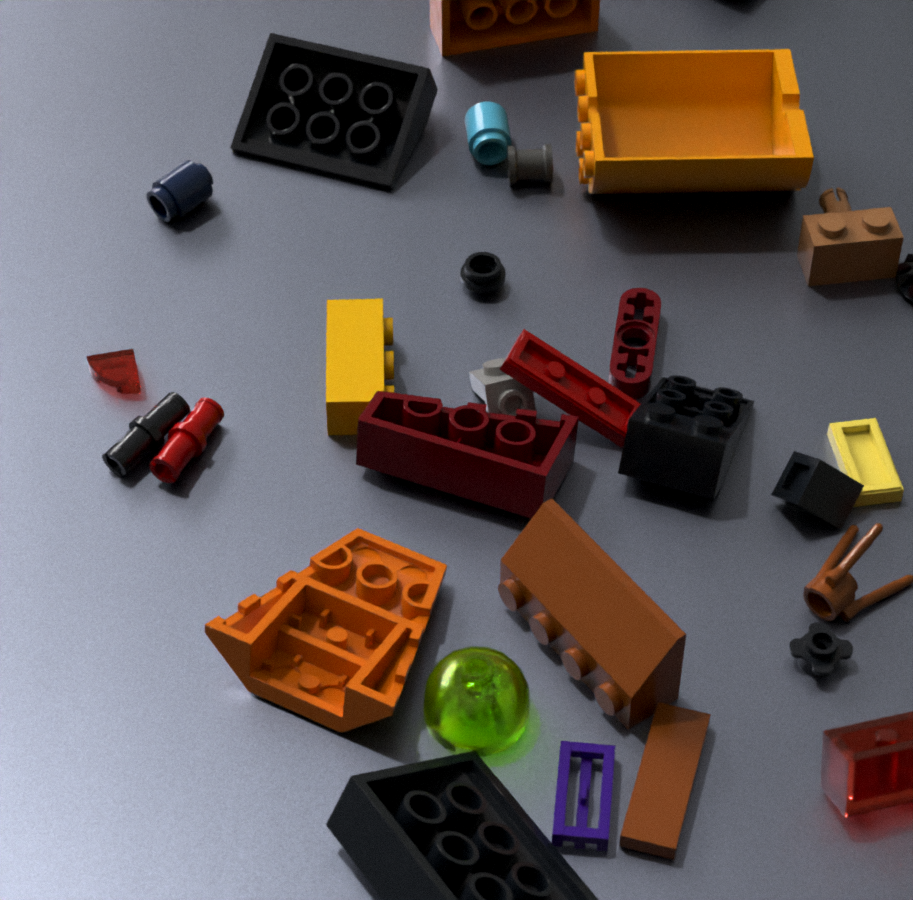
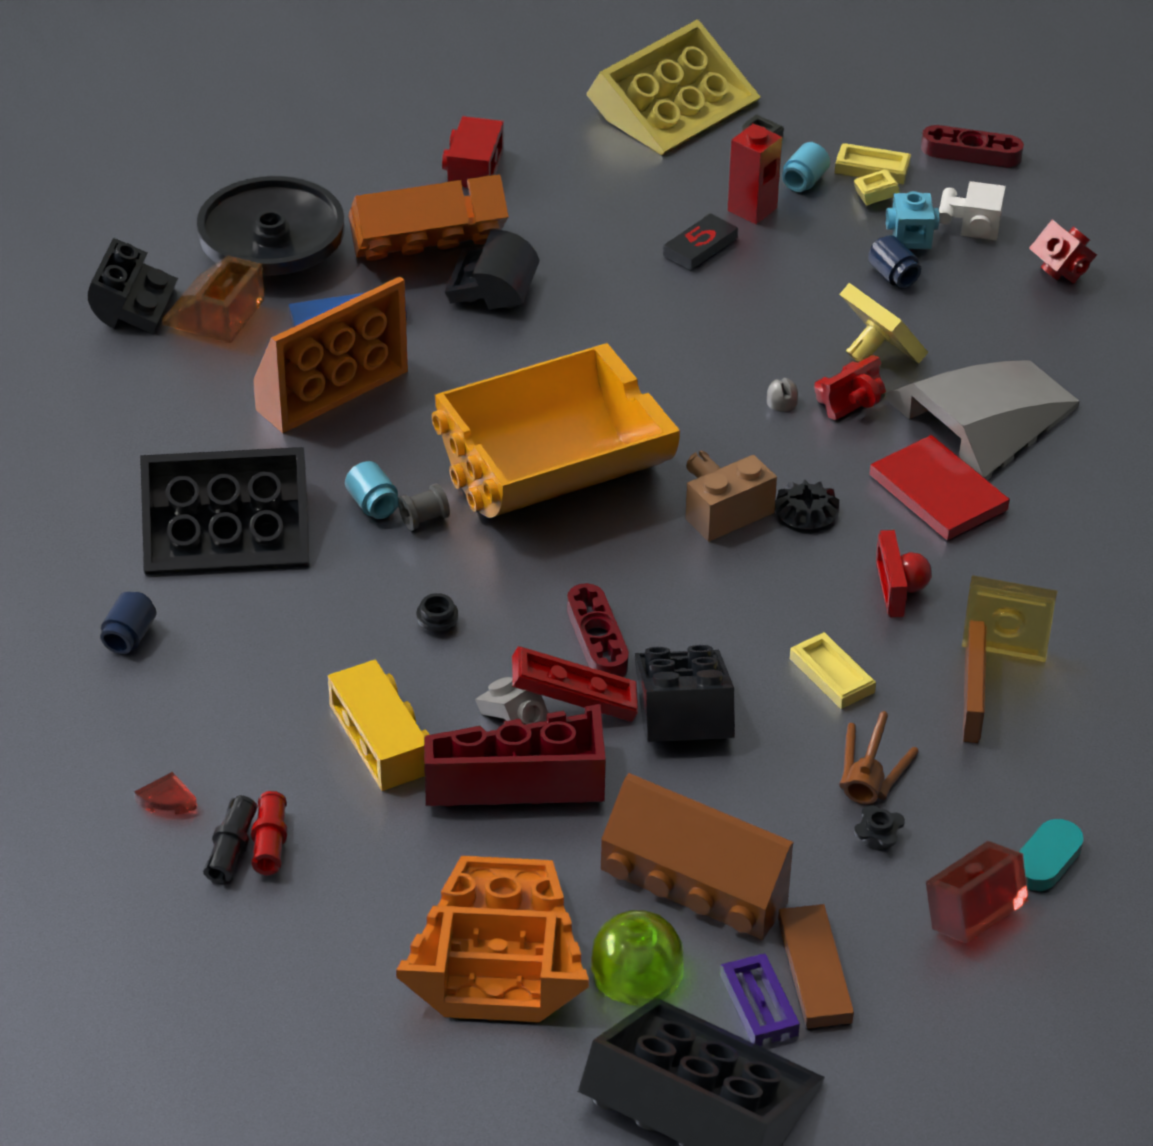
camera: 25 degrees left, 5 degrees down
(817, 489) = (811, 701): black panel -> none

